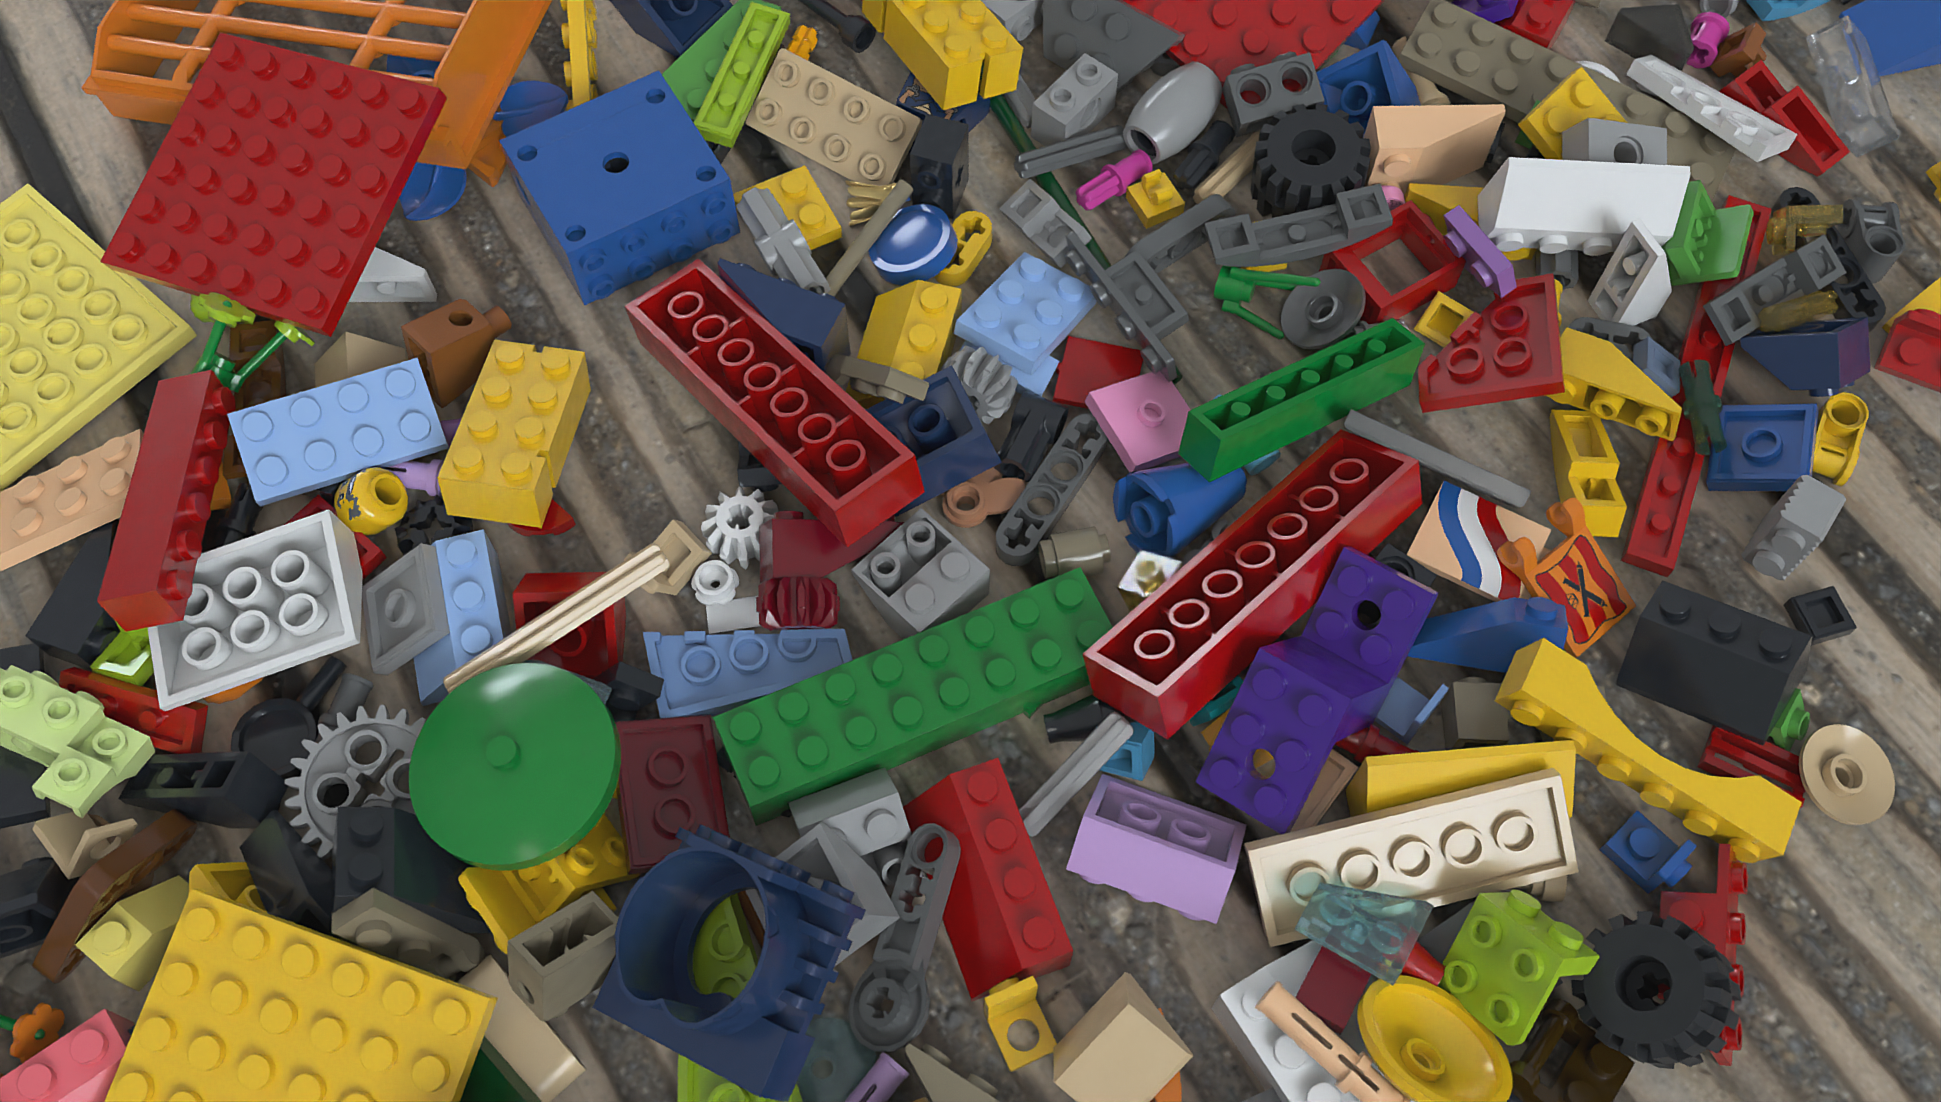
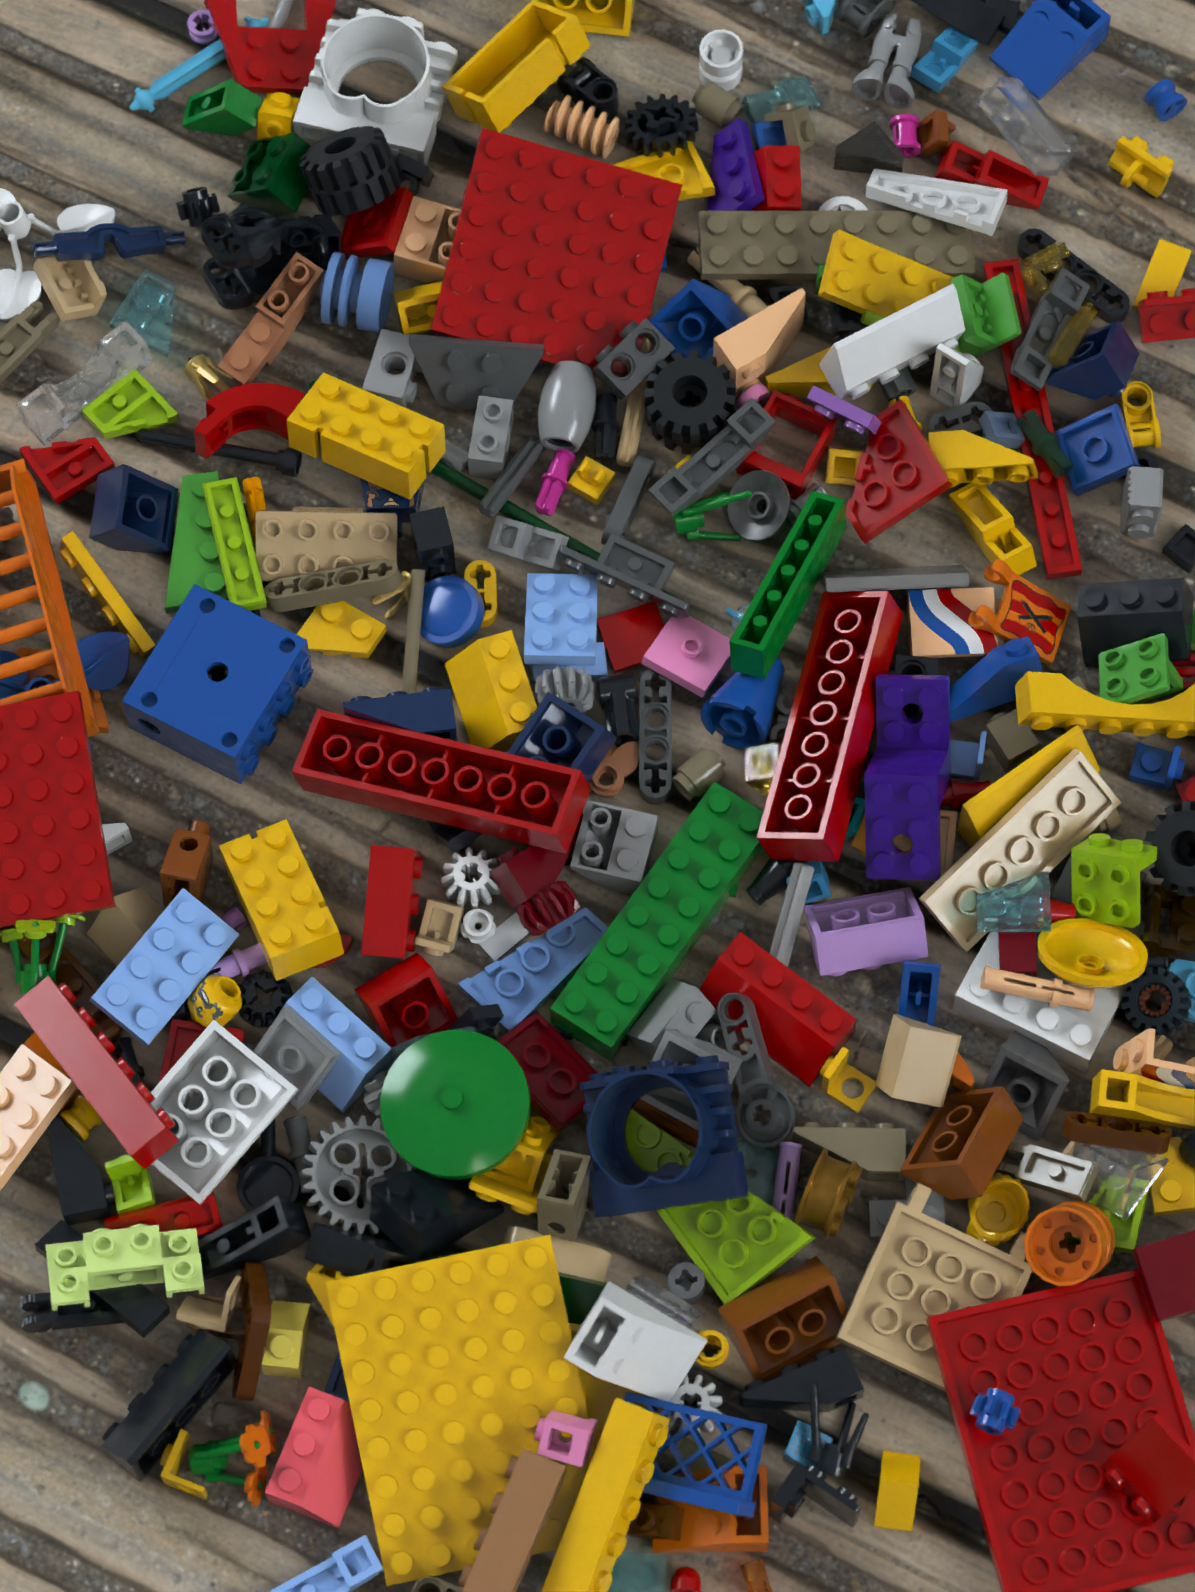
camera: 30 degrees left, 5 degrees up
(407, 935) = (457, 1236): dark tan plate -> none
(565, 615) = (414, 1002): tan axle -> none
(634, 498) = (391, 901): none -> red wedge
(780, 241) = (361, 664): light grey piece -> none
(812, 159) = (369, 578): none -> dark tan beam
(876, 379) = (503, 729): dark tan hinge -> none
(1176, 964) = (919, 991): none -> blue slope
(1615, 142) = (910, 277): light grey brick -> none
(1689, 722) = (1138, 672): none -> bright green bracket
(1872, 236) = (1091, 239): dark grey piece -> none

